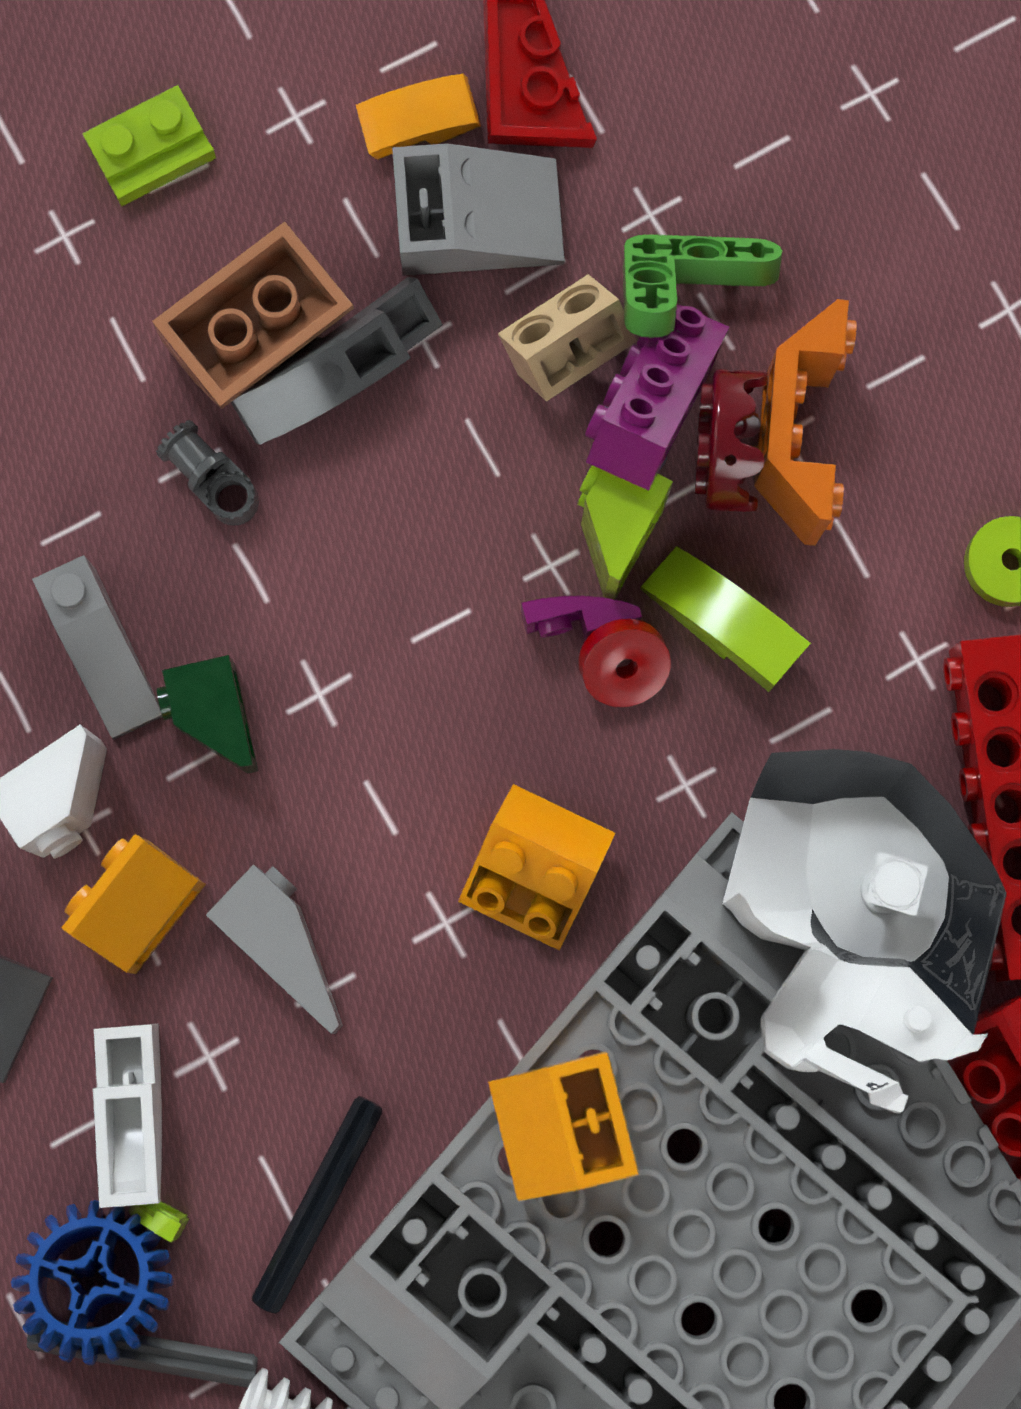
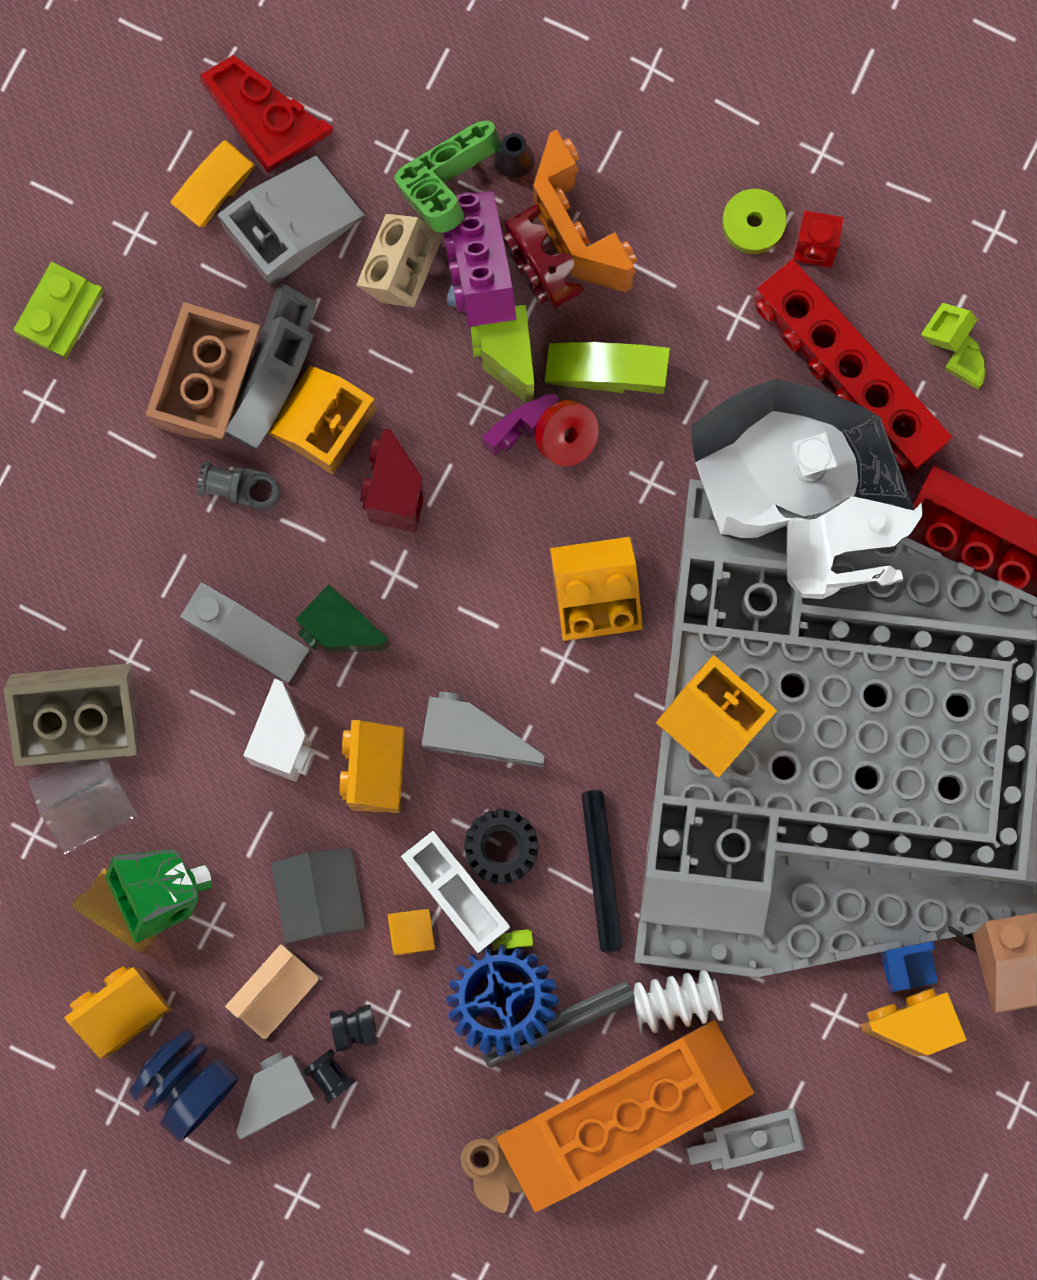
camera: 30 degrees left, 0 degrees up
(48, 1123) = (411, 932): none -> light orange slope
(185, 1088) = (496, 821): none -> black tyre
(357, 461) = (323, 418): none -> light orange slope
(380, 592) = (396, 487): none -> dark red slope
(781, 305) = (514, 163): none -> black cone

